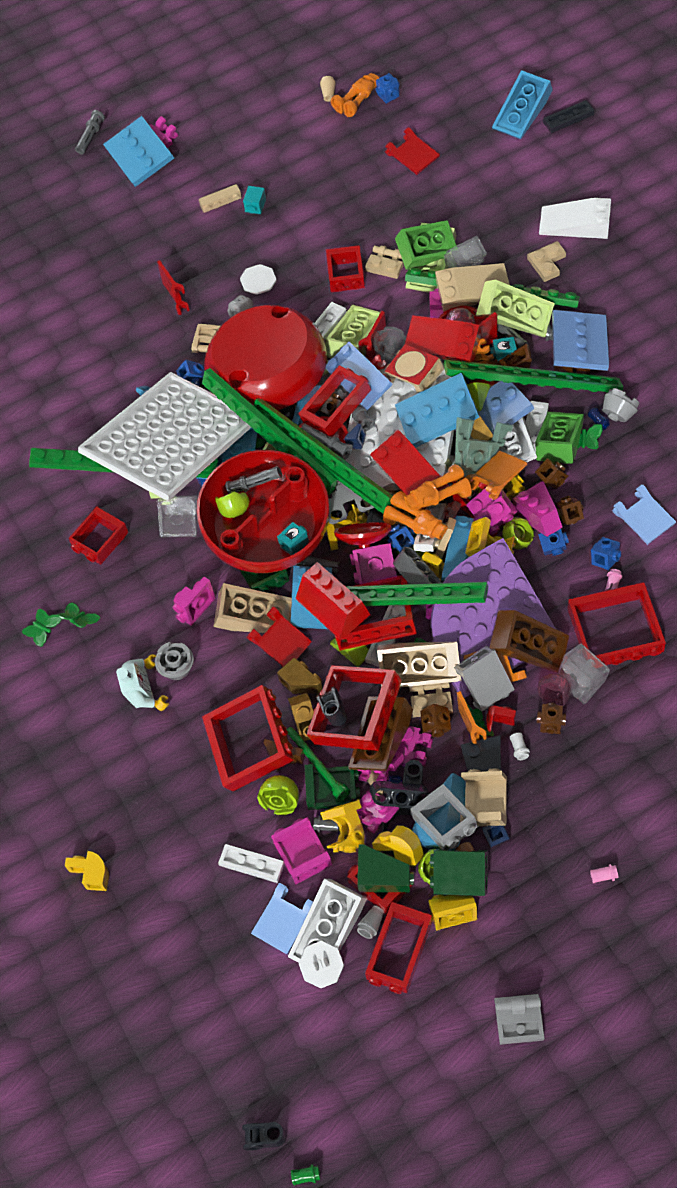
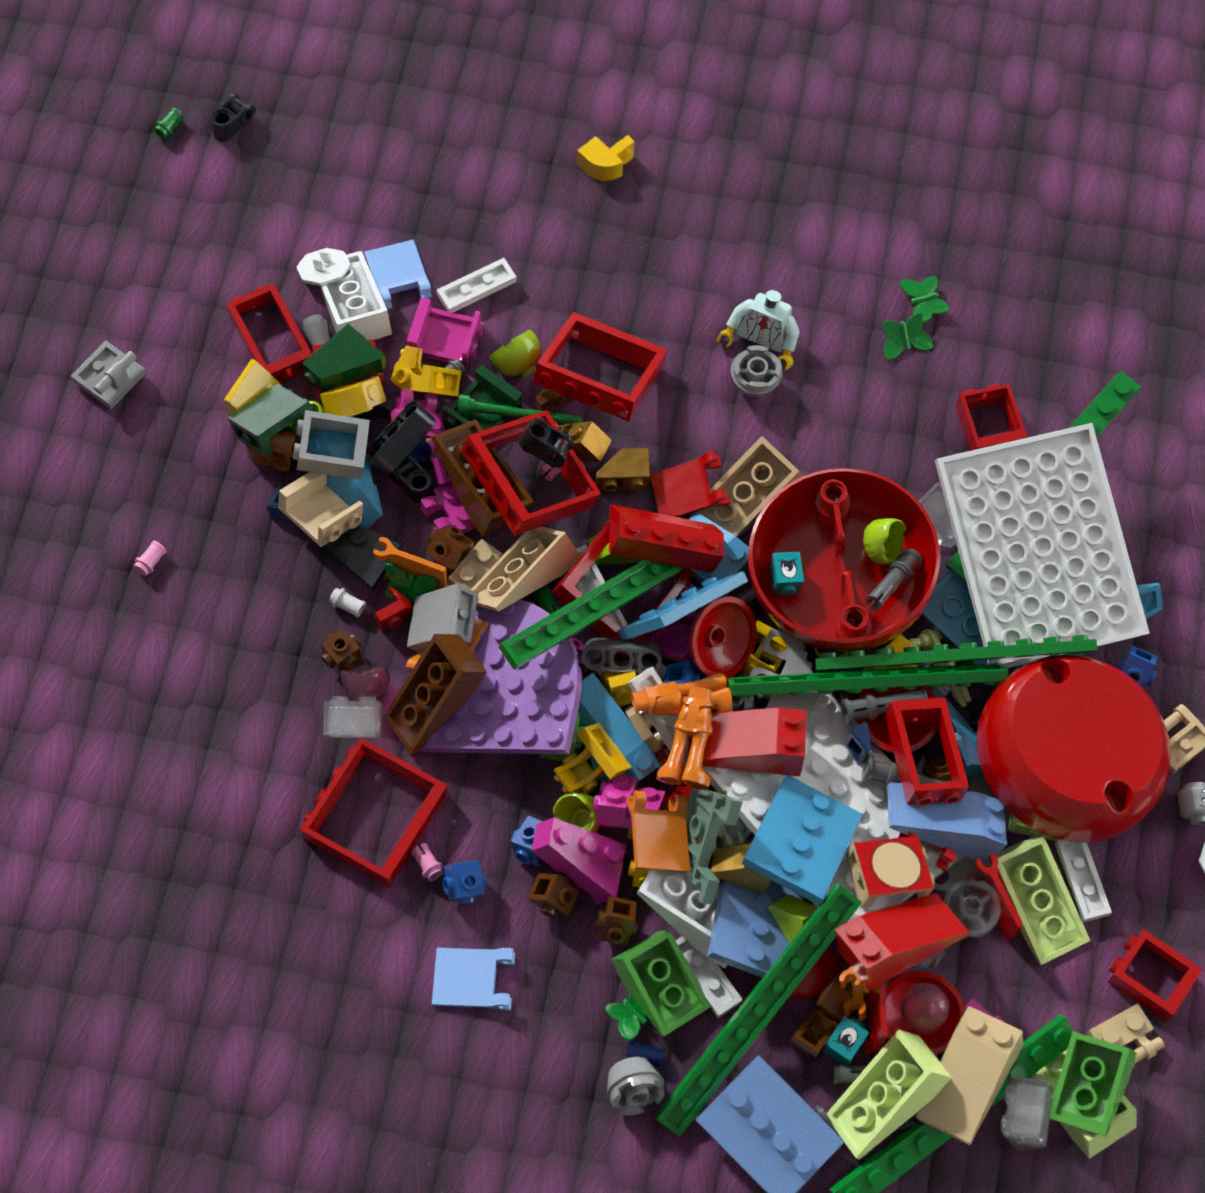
camera: 120 degrees right, 5 degrees up
(192, 603) = (810, 436): dark pink plate -> none
(365, 557) = (680, 607): none -> dark azure plate

